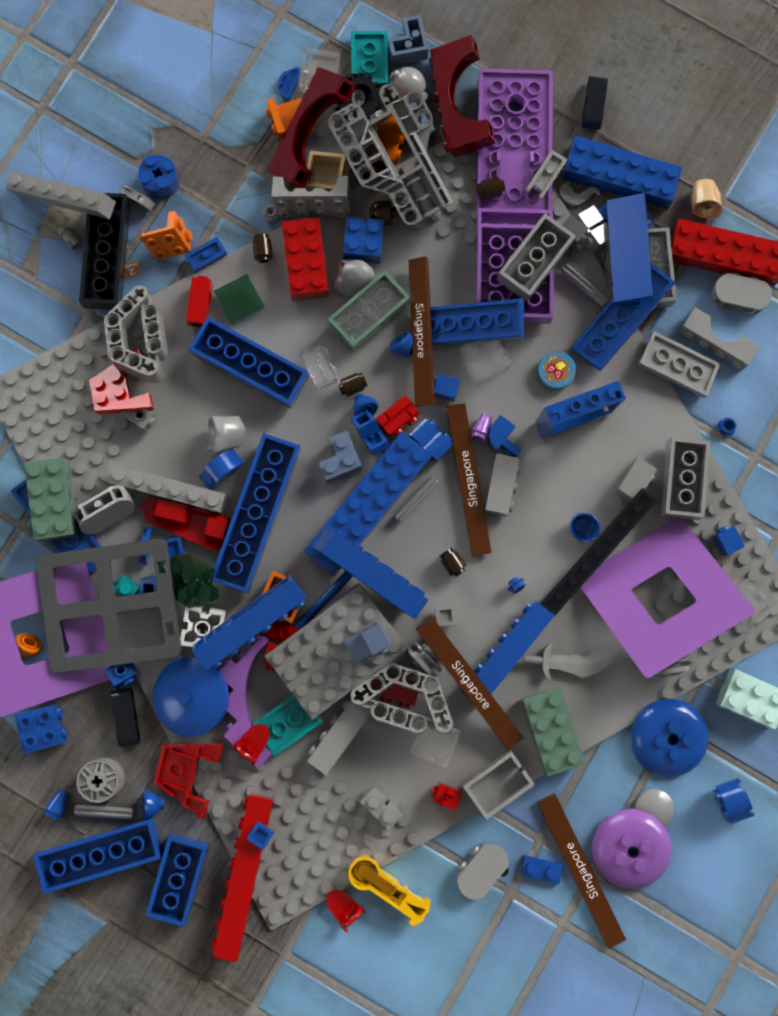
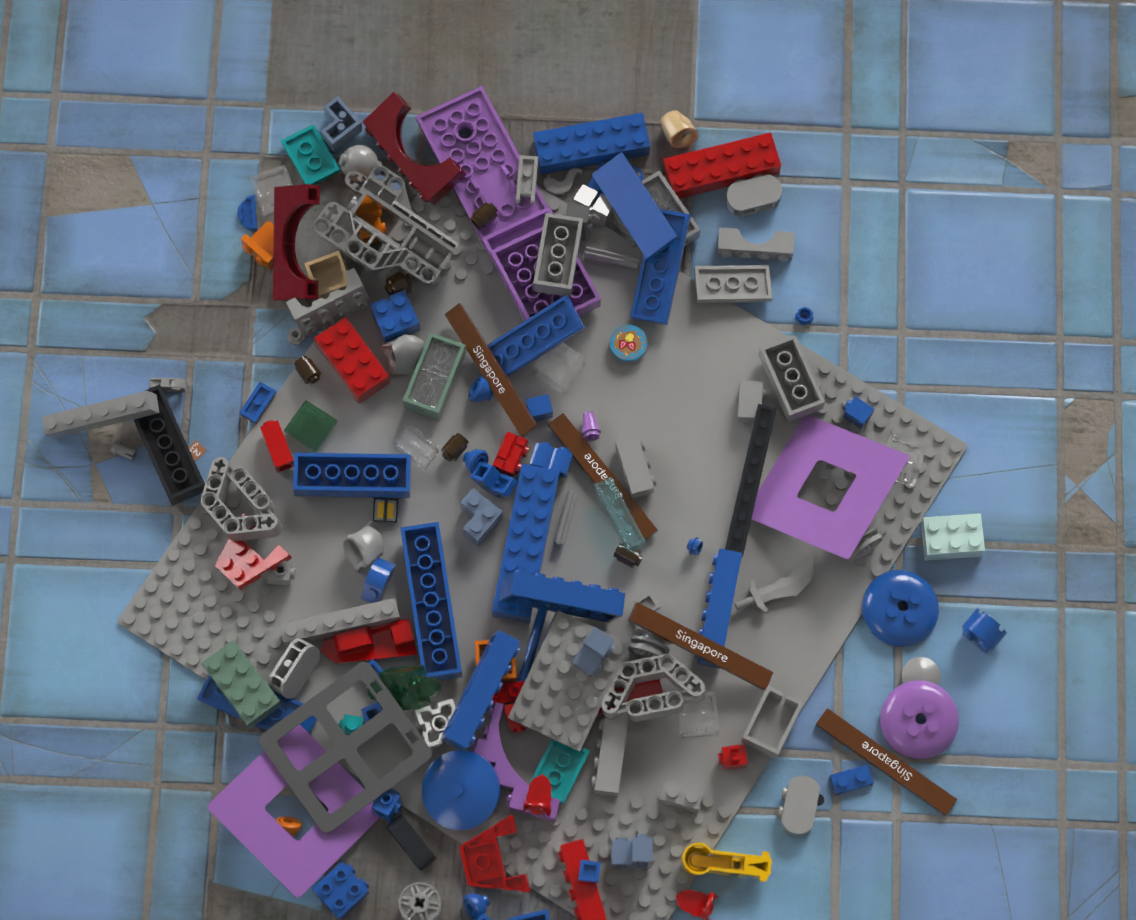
camera: 25 degrees left, 10 degrees down
(148, 532) = (349, 693): blue tile -> none
(164, 169) = (174, 345): blue brick -> none
(168, 241) = (220, 406): orange bracket -> none
(261, 409) = (384, 511): none -> piece
(309, 835) = (632, 853): none -> sand blue brick
(366, 94) = (329, 192): black bush -> none
(464, 522) = (619, 514): none -> clear light blue tile
(498, 437) = (610, 428): blue brick -> none
(552, 731) = (794, 653): sand green brick -> none
(580, 409) = (667, 365): blue window -> none
(584, 527) = (727, 464): blue hair -> none
(594, 102) = (534, 94): black beam -> none

